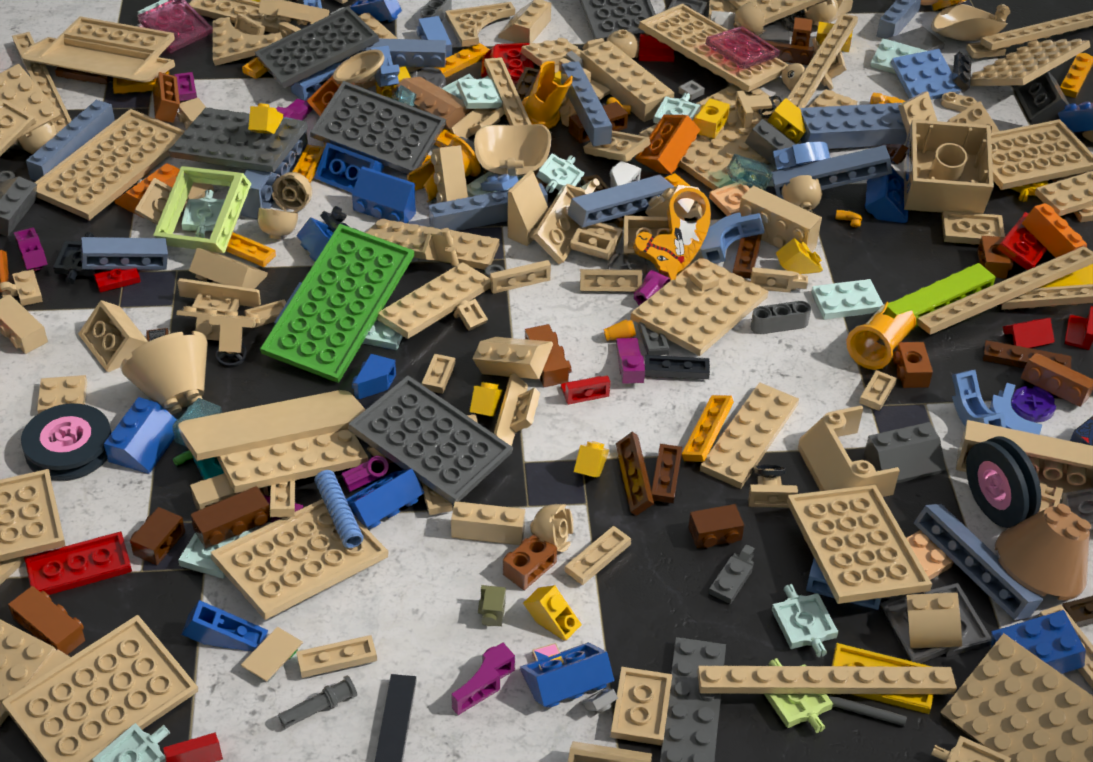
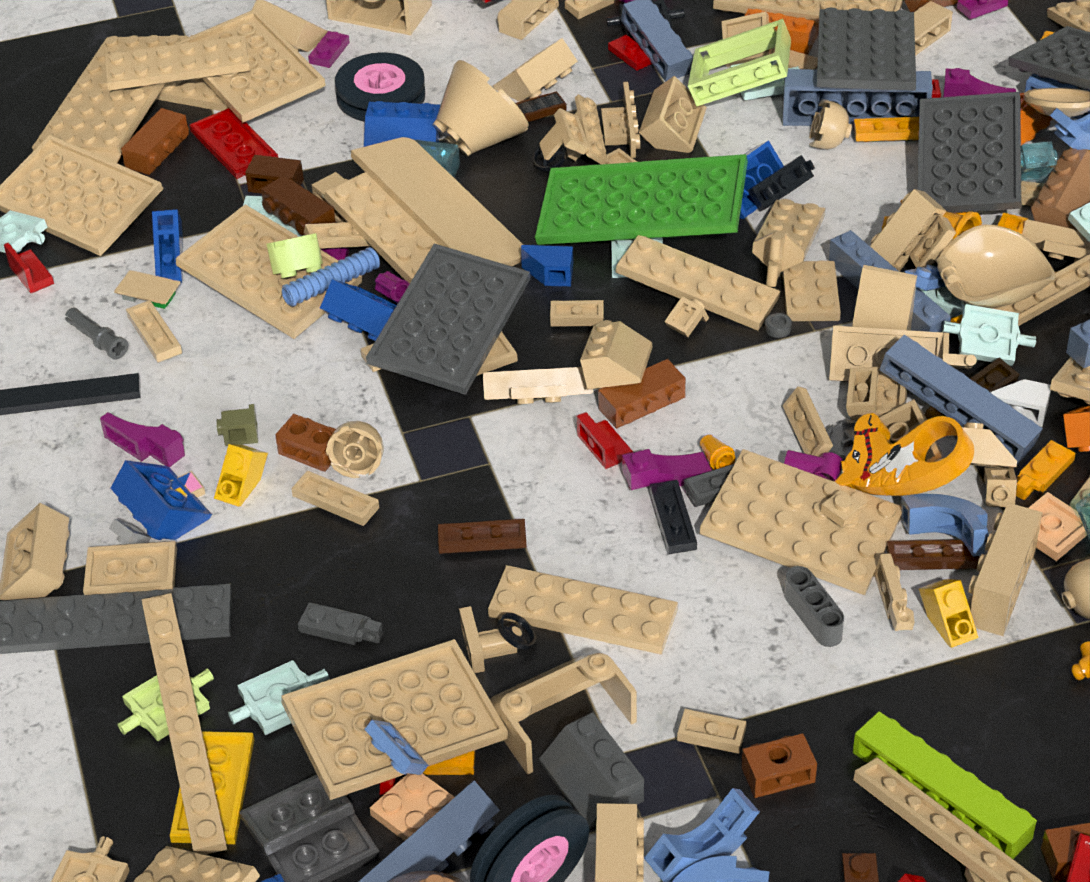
camera: 80 degrees right, 0 degrees up
(61, 391) = (439, 66): tan plate -> none
(250, 250) = (718, 122): light orange plate -> none
(264, 119) = (882, 44): yellow slope -> none
(277, 222) = (766, 124): tan cylinder -> none
(309, 525) = (295, 254): none -> yellowish green cylinder
(342, 167) = (896, 162): blue slope -> none
(384, 196) = (851, 196): blue slope -> none
(472, 168) = (933, 243): none -> tan plate
(486, 399) = (543, 352): yellow slope -> none
(488, 523) = (352, 390): tan brick -> none
(520, 276) = (775, 344): tan plate -> none
(591, 459) = (479, 463): yellow slope -> none
(634, 473) = (459, 510): reddish brown plate -> none
(707, 428) = (578, 562): light orange plate -> none
(716, 526) = (404, 592): reddish brown brick -> none
(846, 299) = (898, 681): light aqua plate -> none
(863, 339) = (819, 713): light orange piece -> none
(868, 710) = (160, 779): dark grey bar -> none
(909, 534) = (391, 742): none -> medium blue plate
(934, 620) = (285, 808): tan brick -> none

